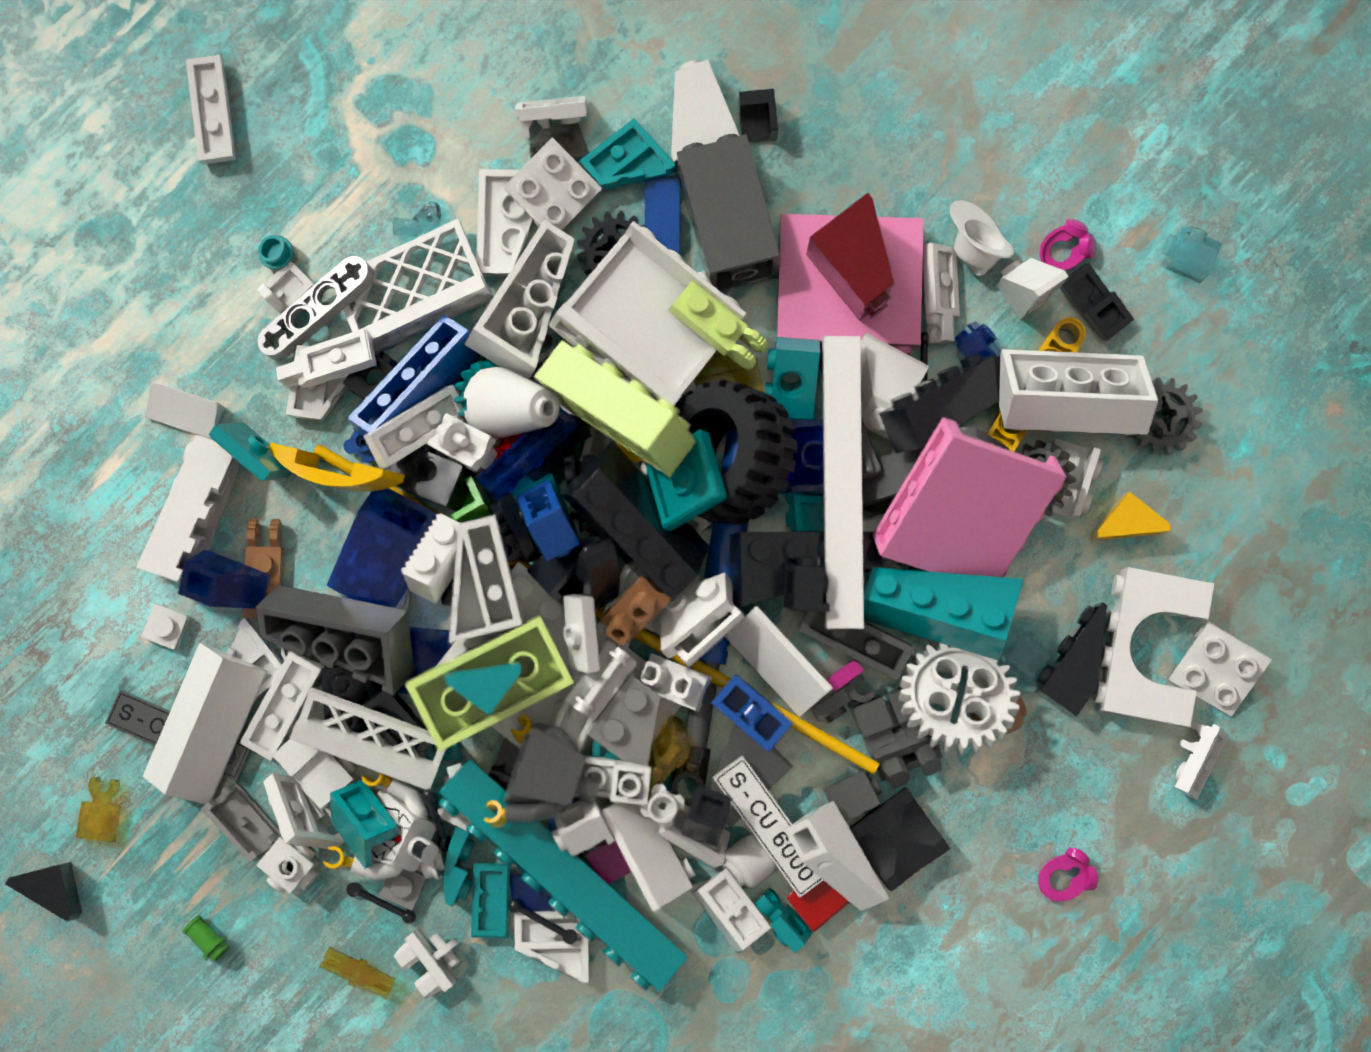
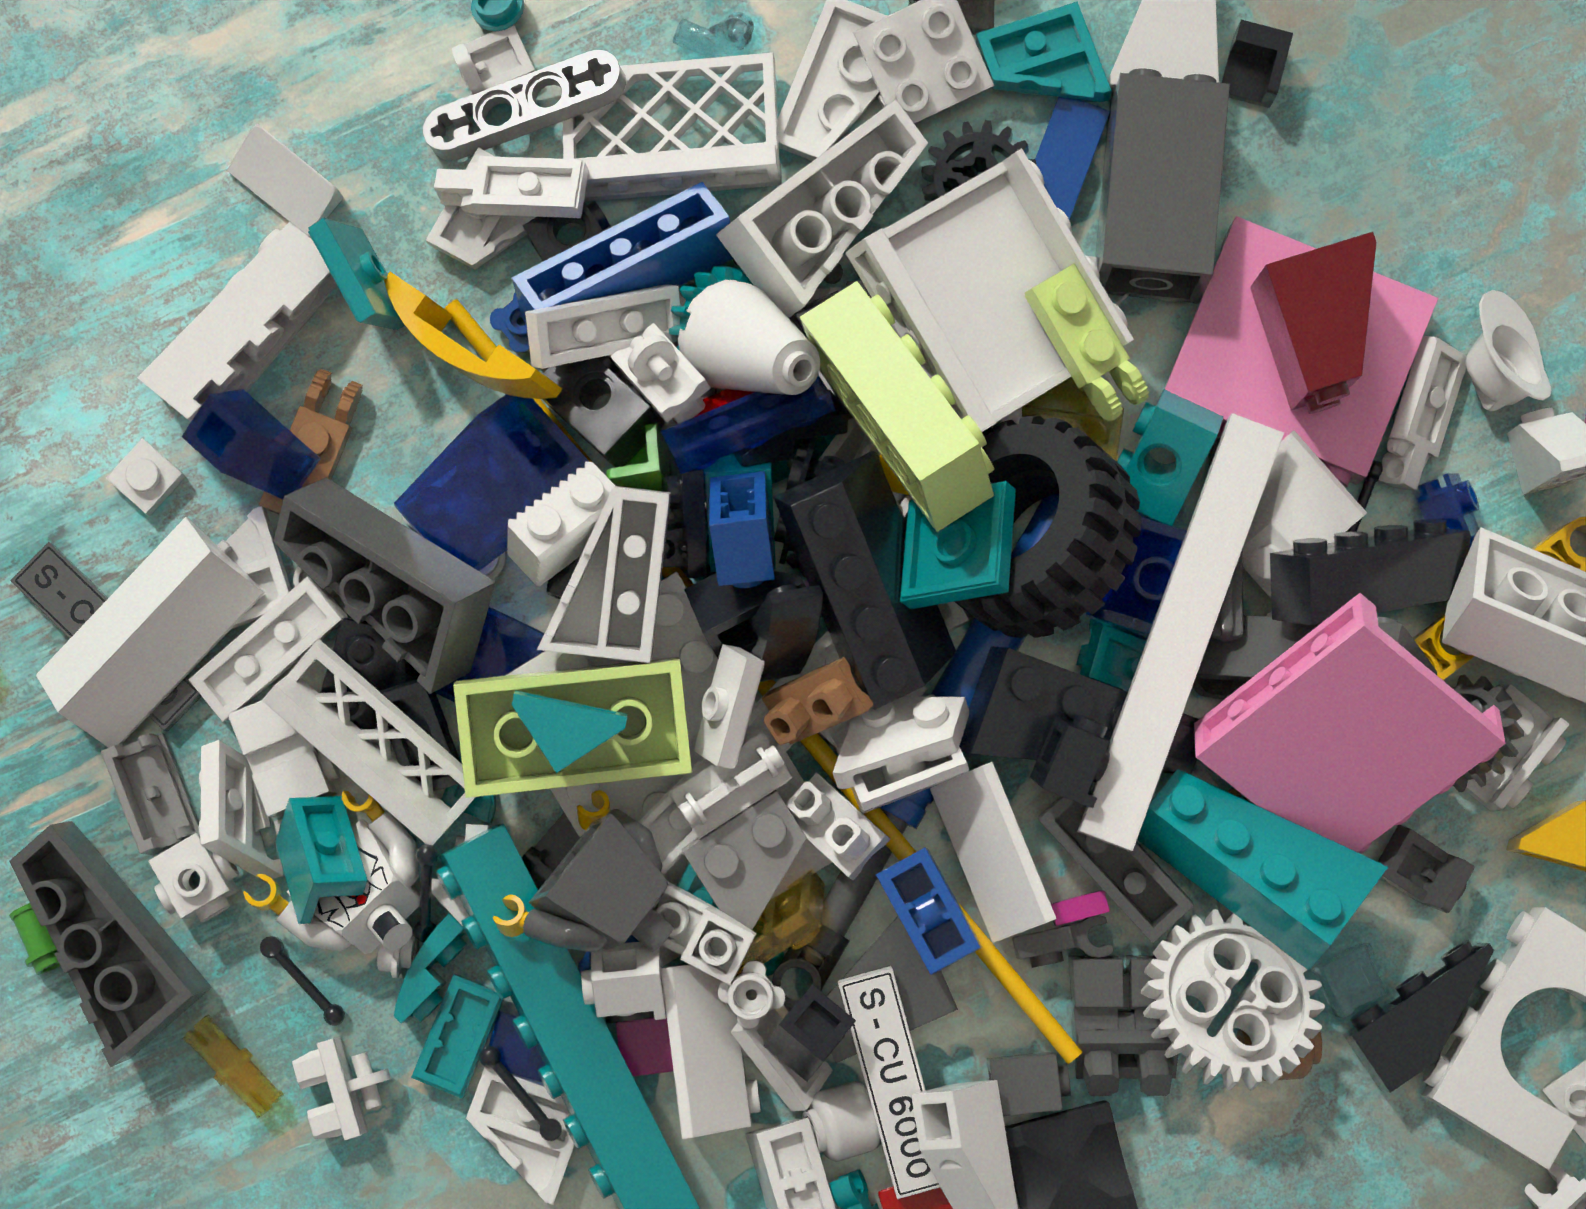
camera: 20 degrees right, 0 degrees up
(250, 925) = (107, 941): none -> dark grey wedge
(404, 889) = (342, 973): light grey plate -> none
(1046, 572) = (1424, 870): none -> dark grey bracket

